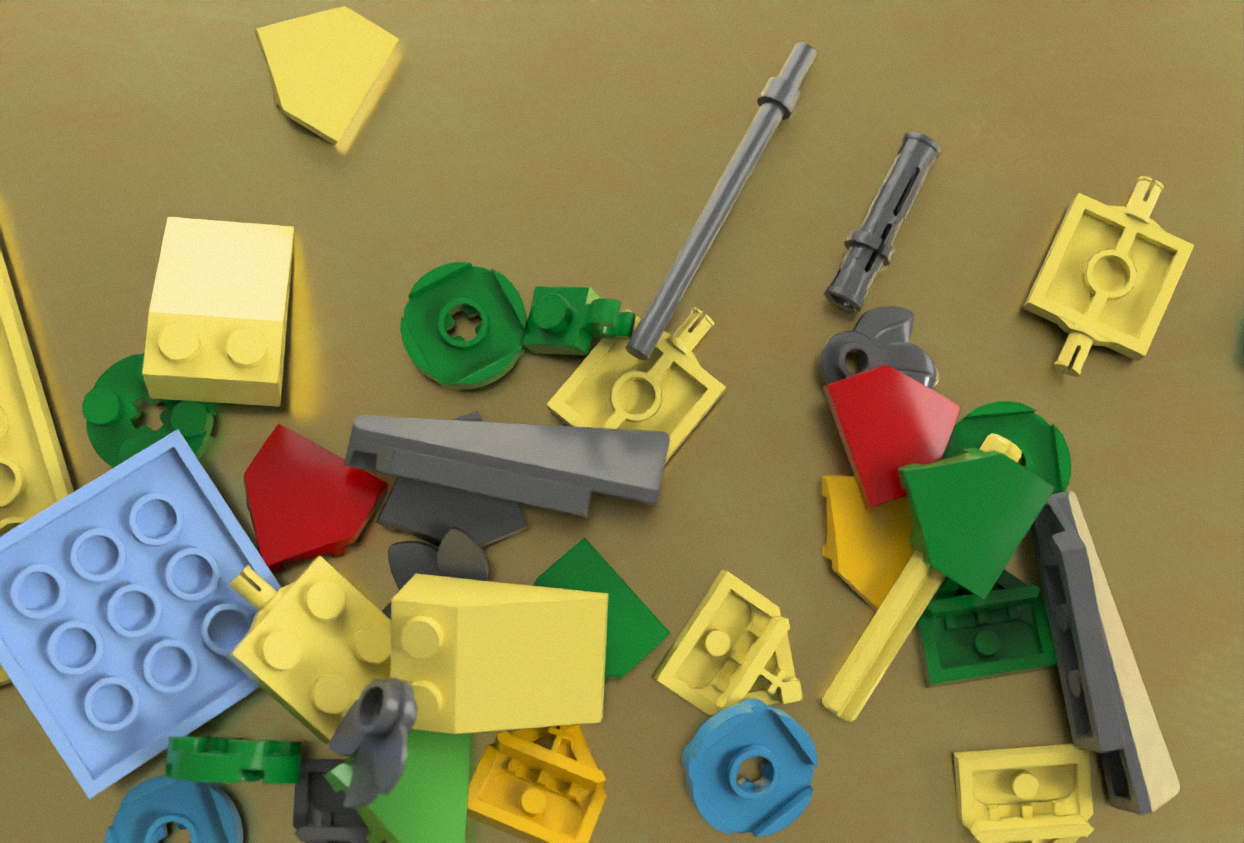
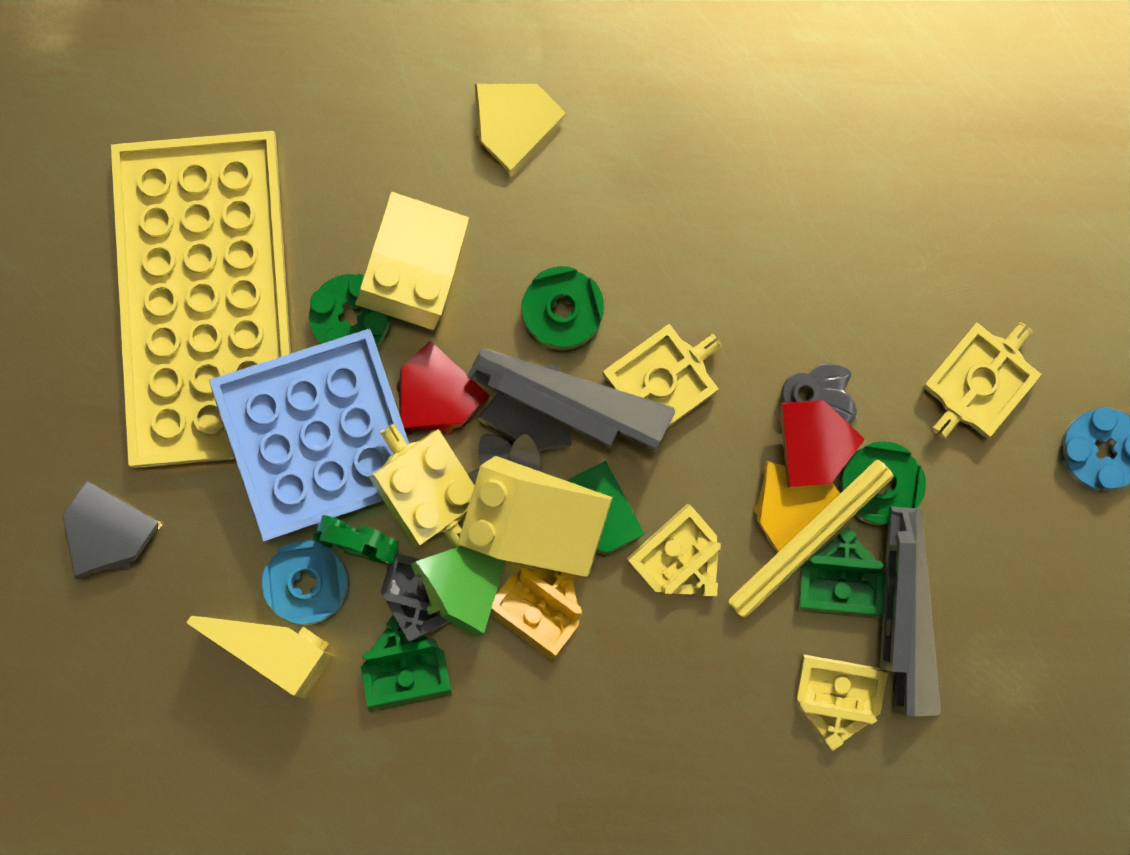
camera: 10 degrees right, 0 degrees up
(376, 738) = (450, 547): dark grey plate -> none
(569, 316) = (630, 320): green plate -> none
(728, 740) = (676, 605): dark azure plate -> none
(776, 104) = (798, 215): bar -> none
(872, 242) = (835, 321): dark grey pin -> none
(972, 513) = (851, 506): green slope -> none

